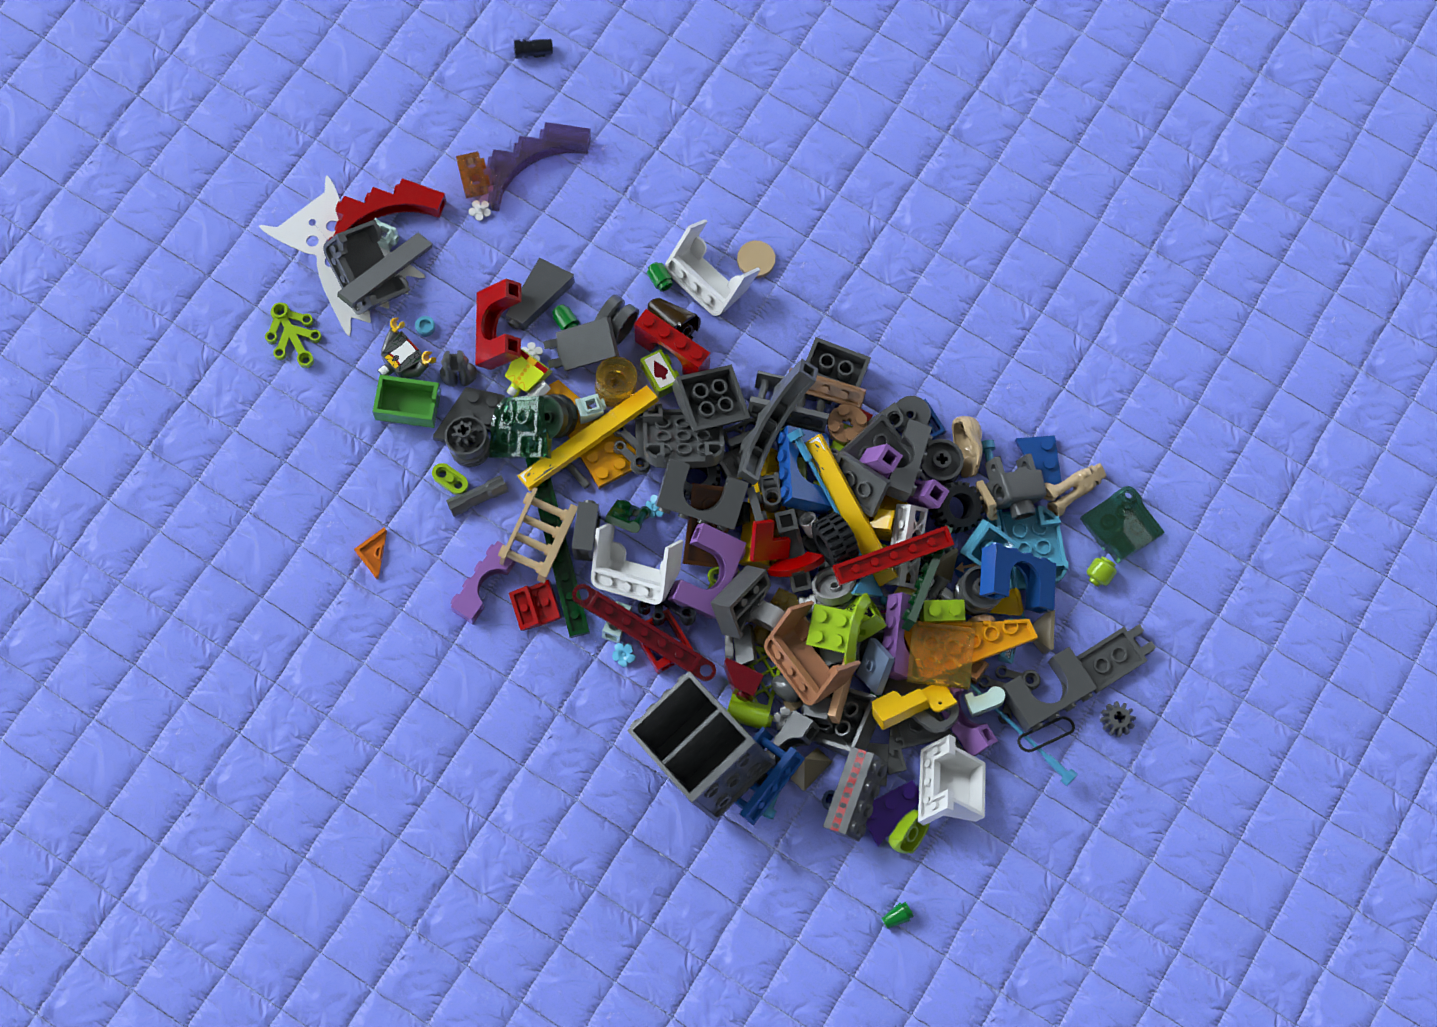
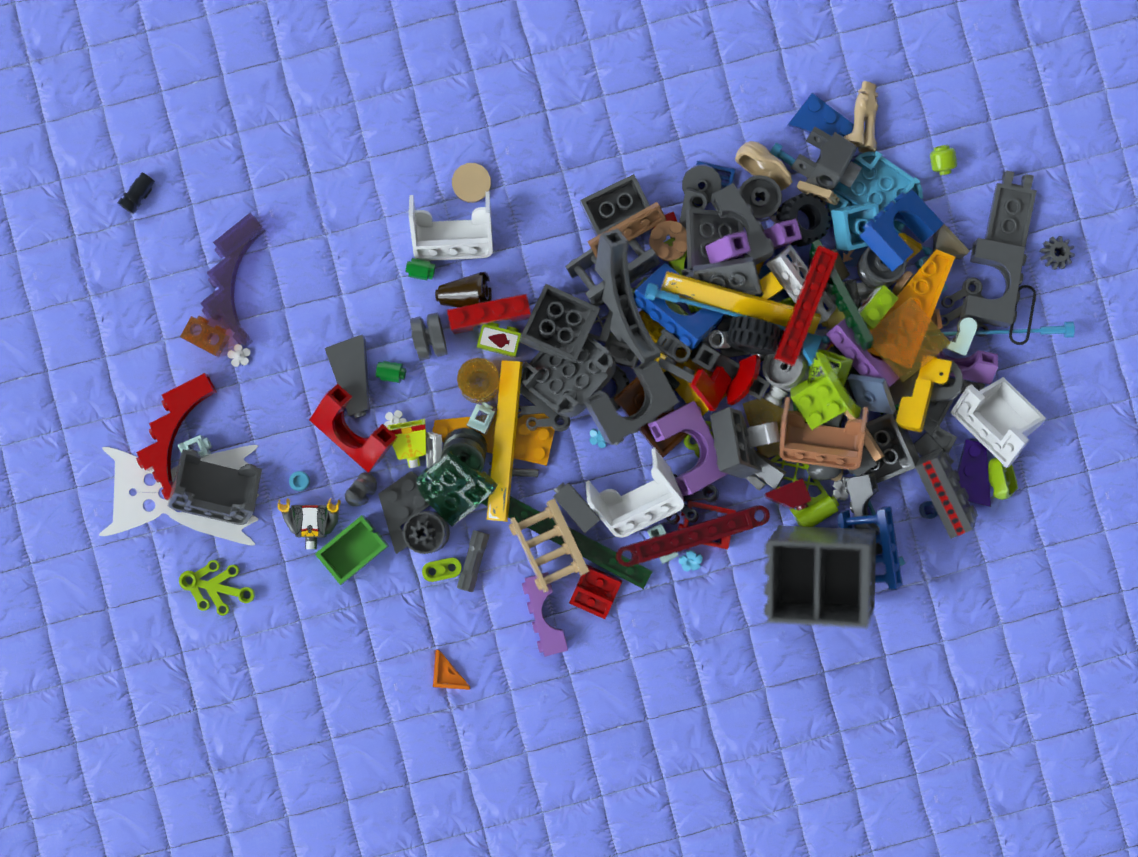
camera: 45 degrees left, 15 degrees up
(384, 270) = (229, 475): dark grey tile -> none
(583, 345) = (428, 379): dark grey tile -> none
(622, 512) = (585, 469): dark green plate -> none
(810, 769) = (893, 497): dark tan slope -> none
(898, 915) = (1050, 539): green cone -> none
(1122, 524) = (922, 110): slope -> none

